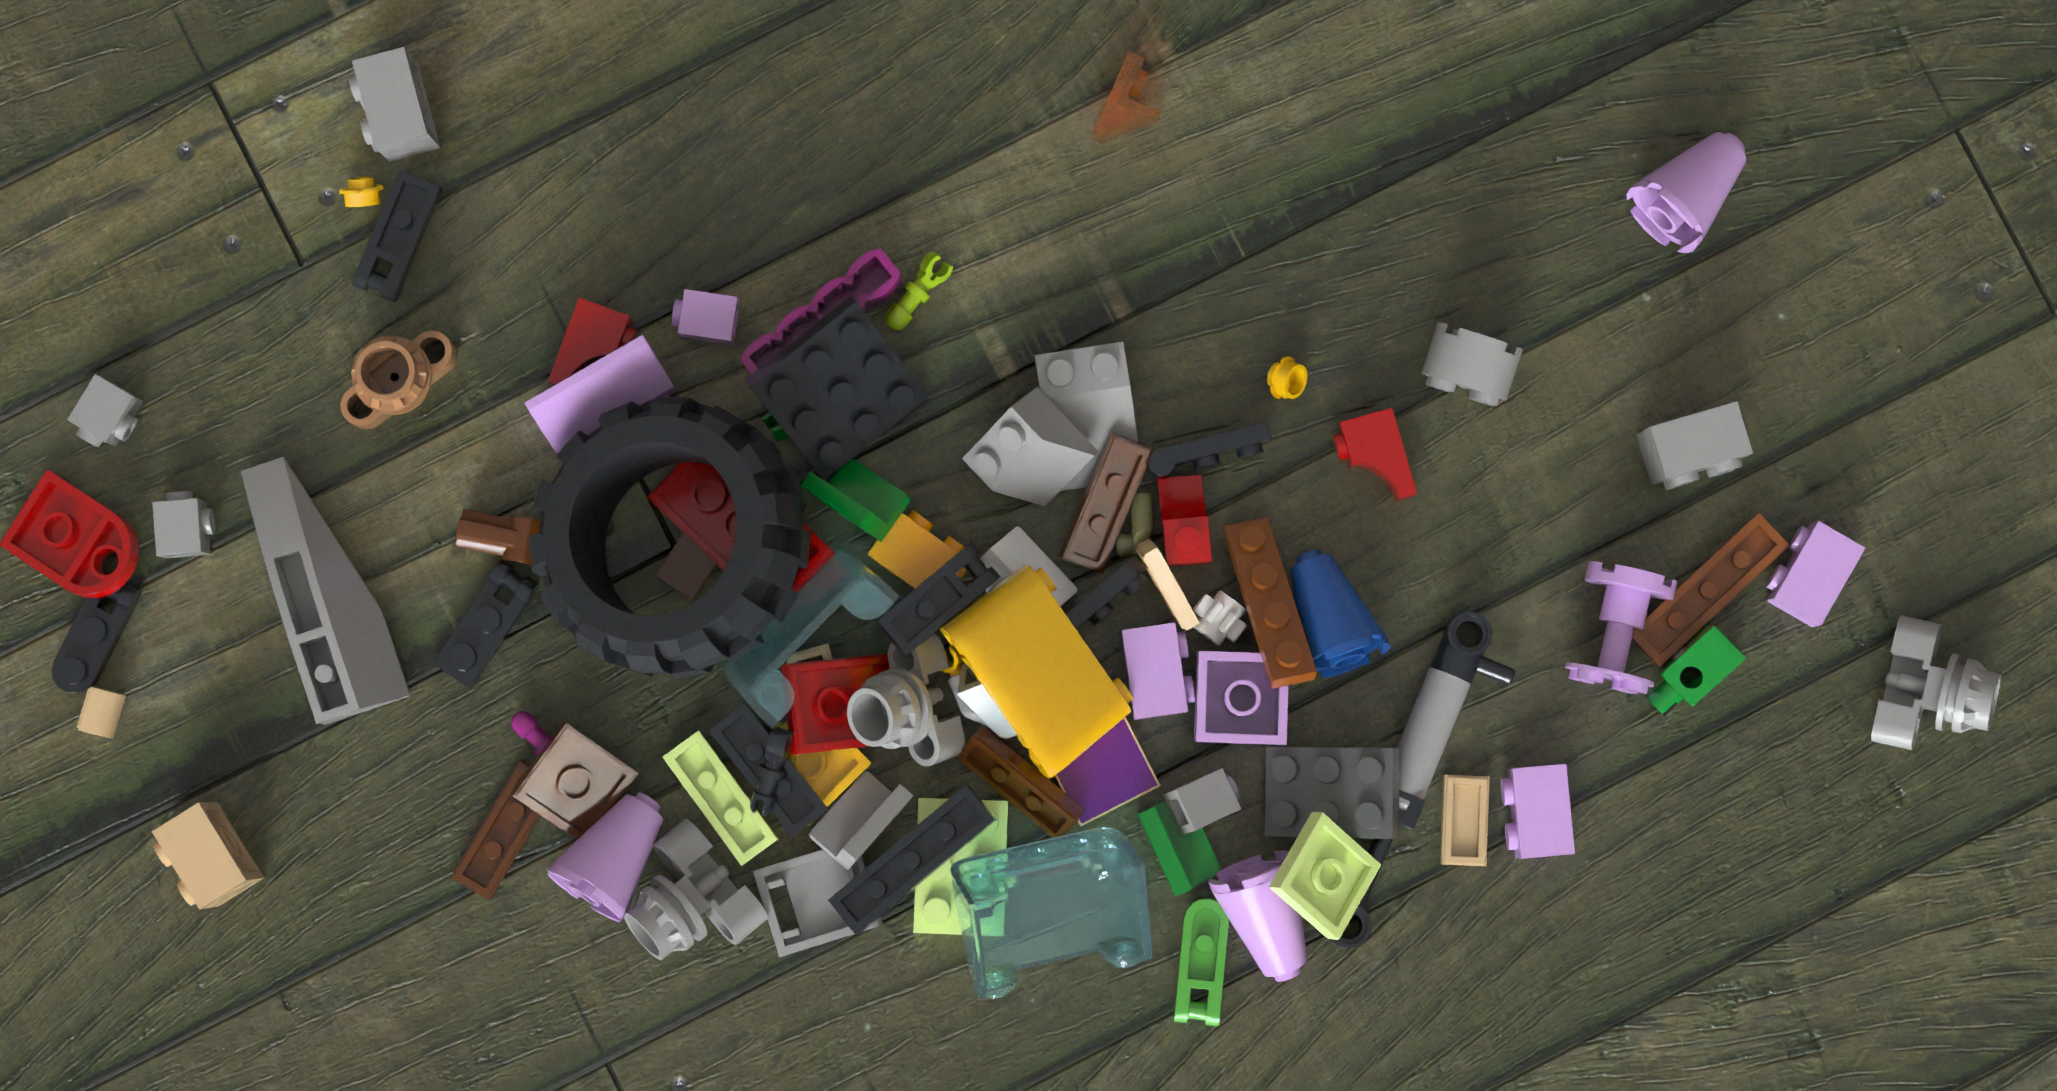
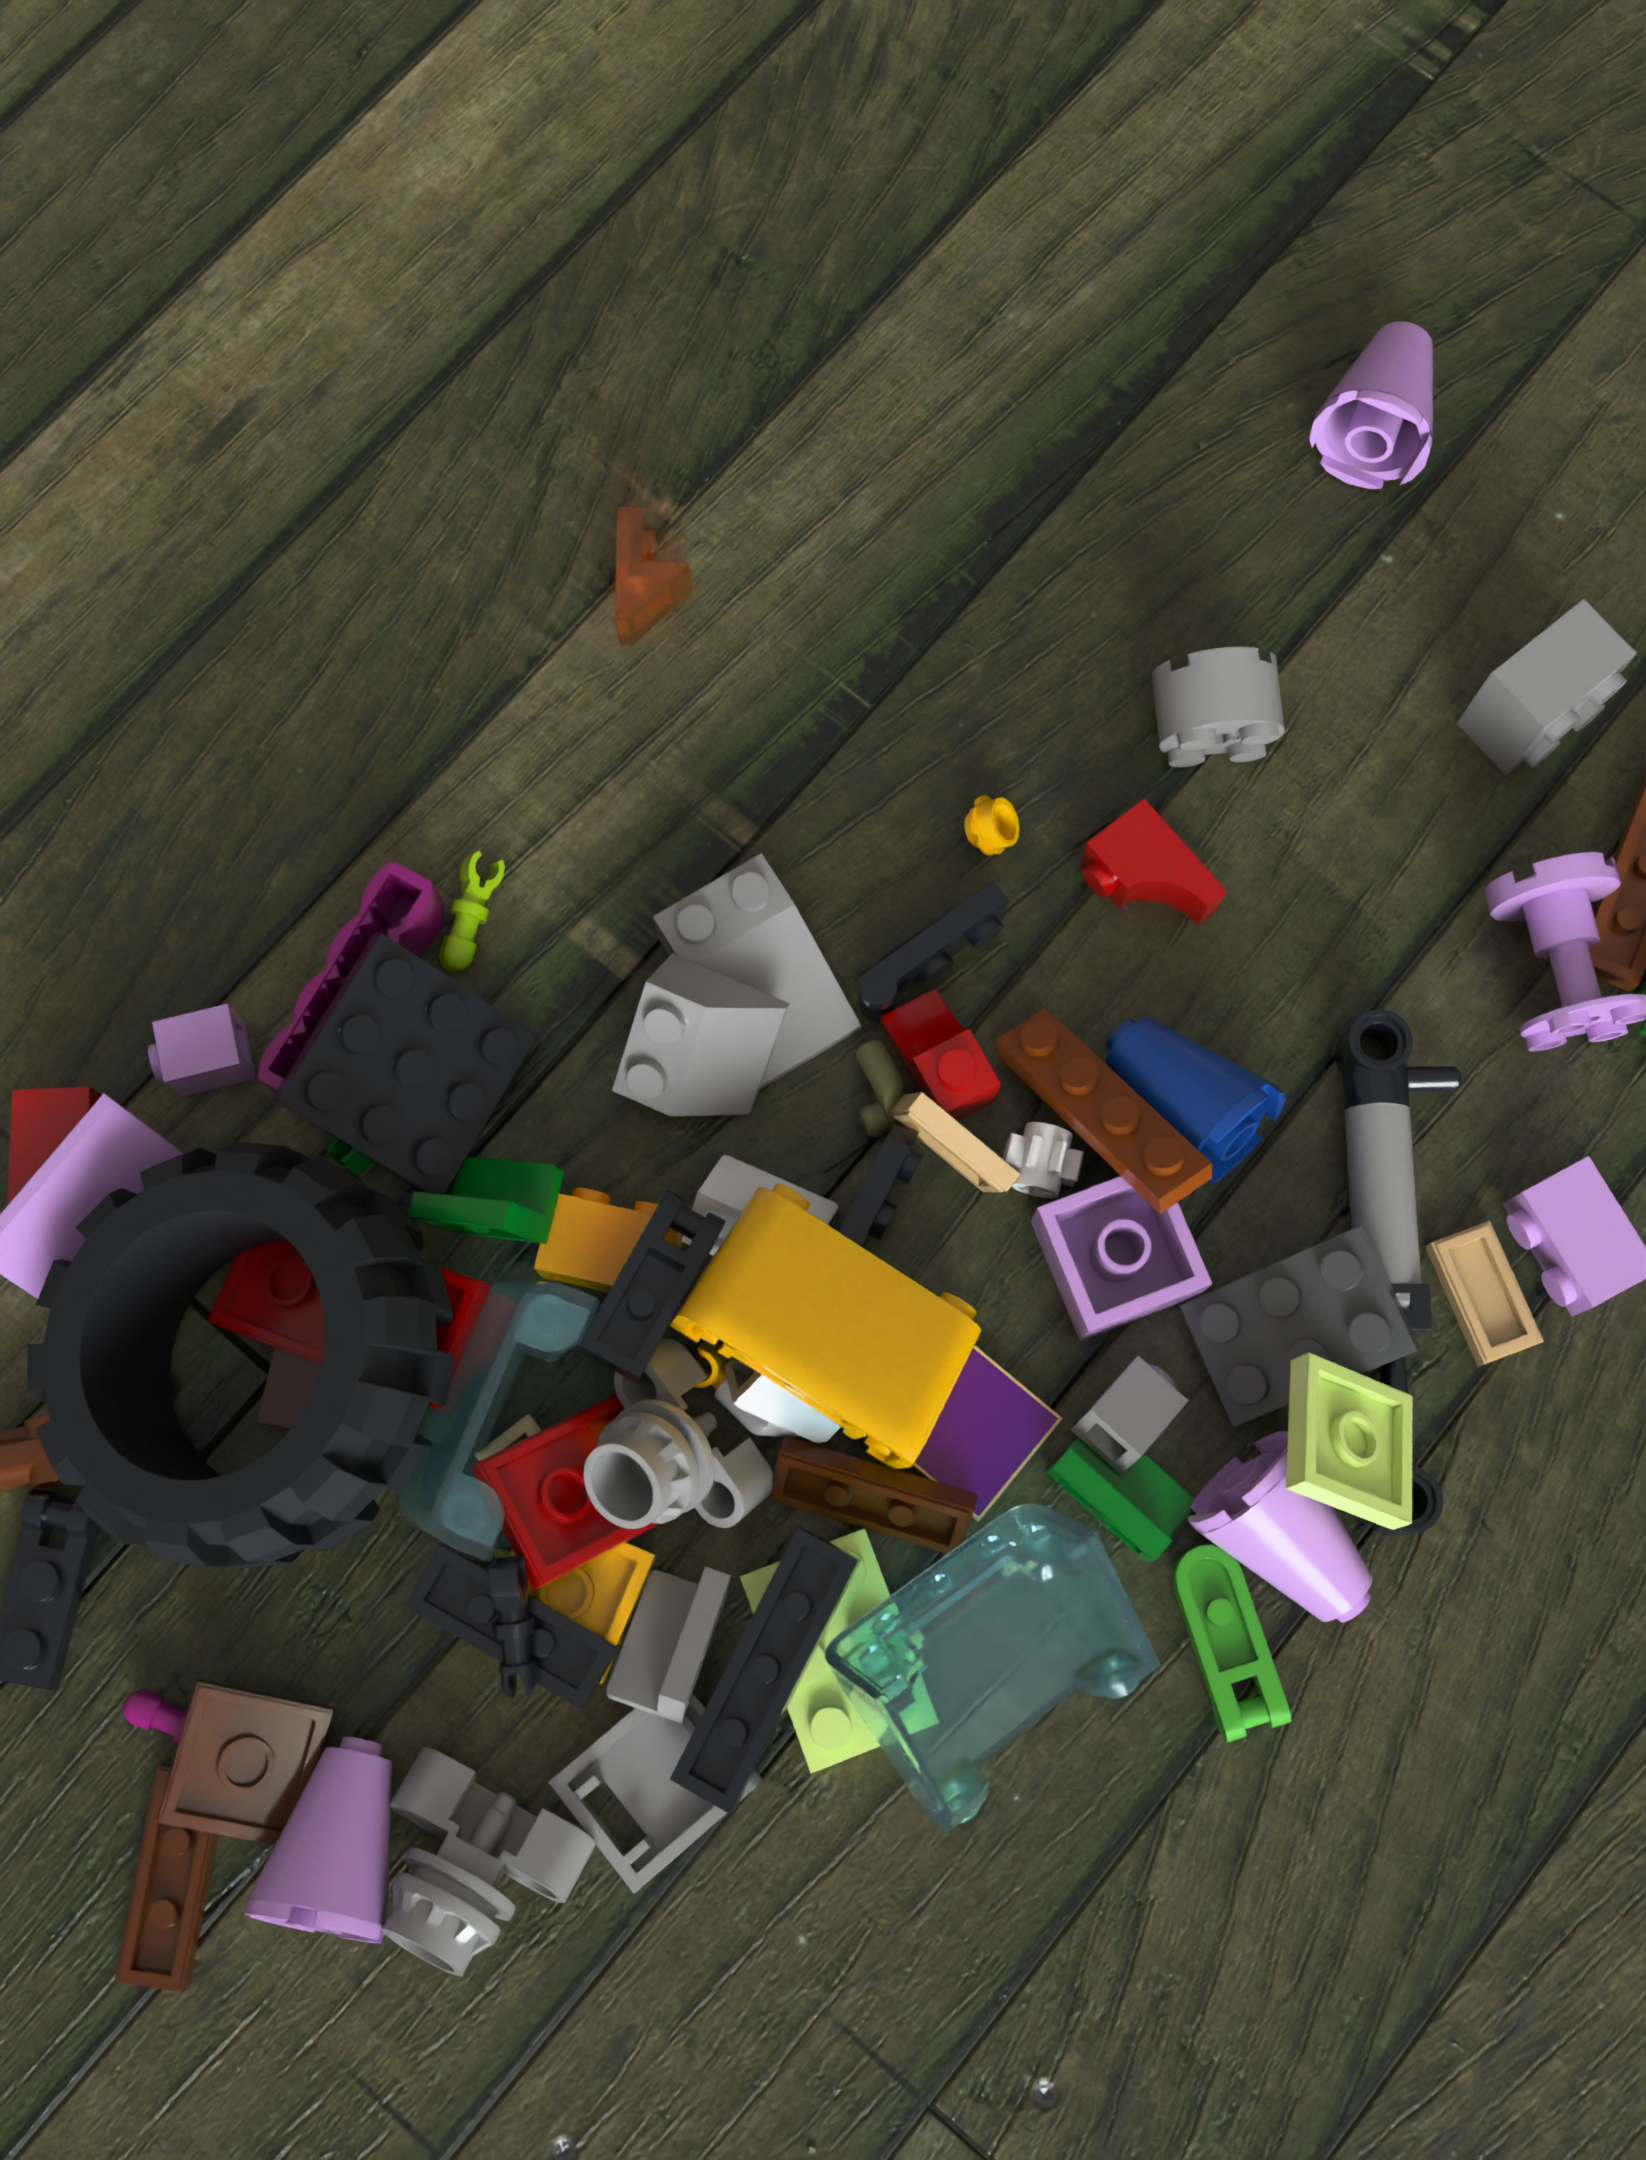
camera: 20 degrees left, 10 degrees down
(720, 797) = (462, 1696): yellowish green plate -> none
(1106, 502) = (827, 1072): reddish brown tile -> none
(1156, 671) = (989, 1264): lavender brick -> none

